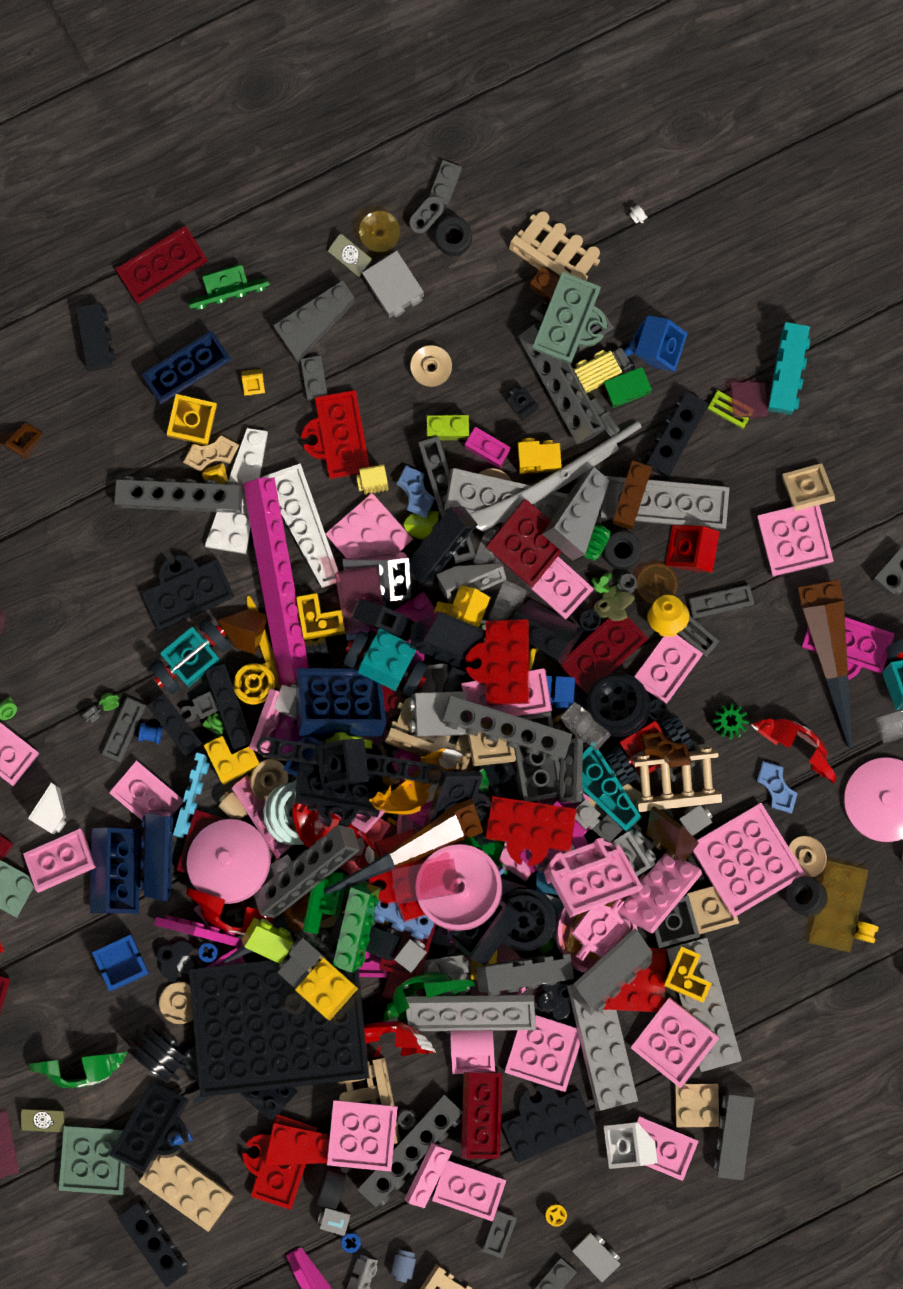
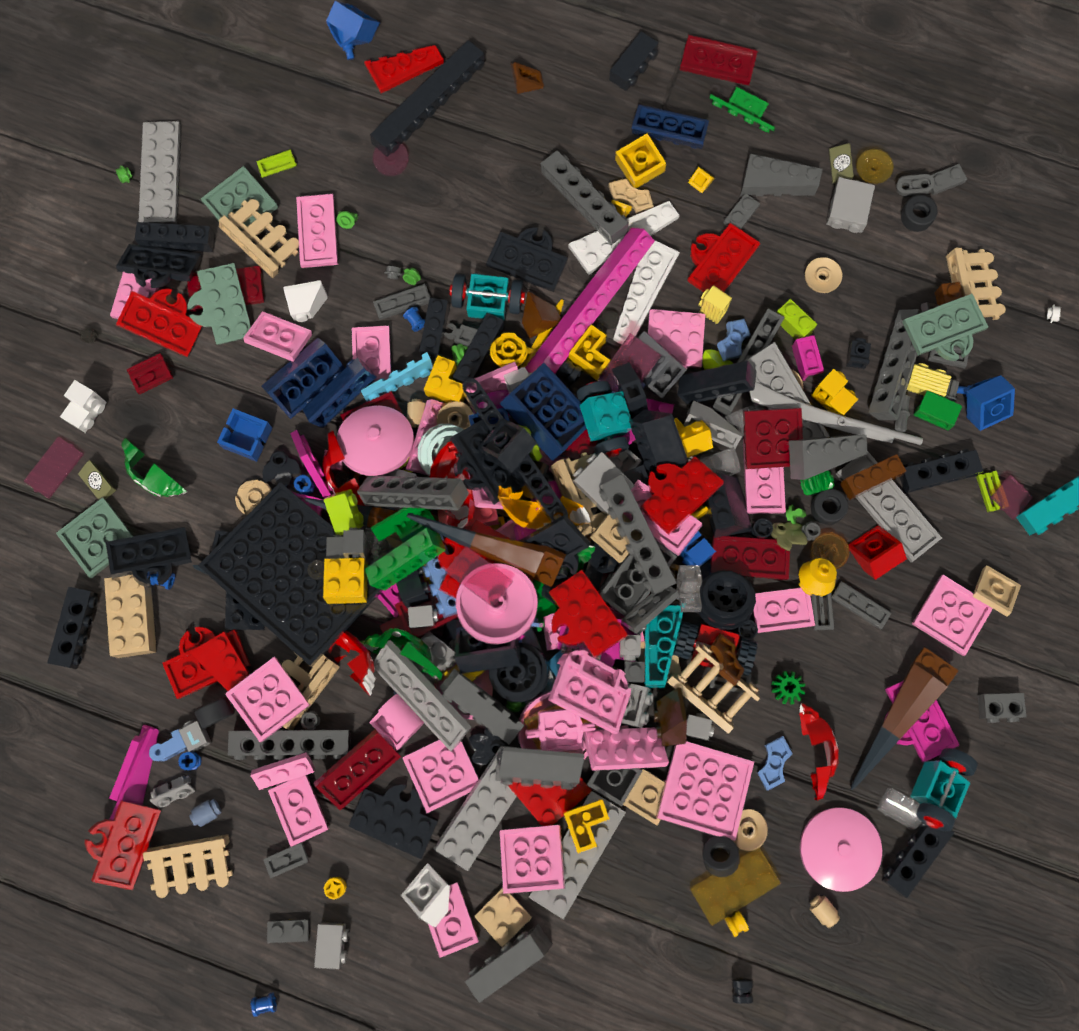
camera: 45 degrees right, 5 degrees down
(158, 1053) = (201, 511): black wheel -> none
(324, 1256) = (168, 749): none -> medium blue leg

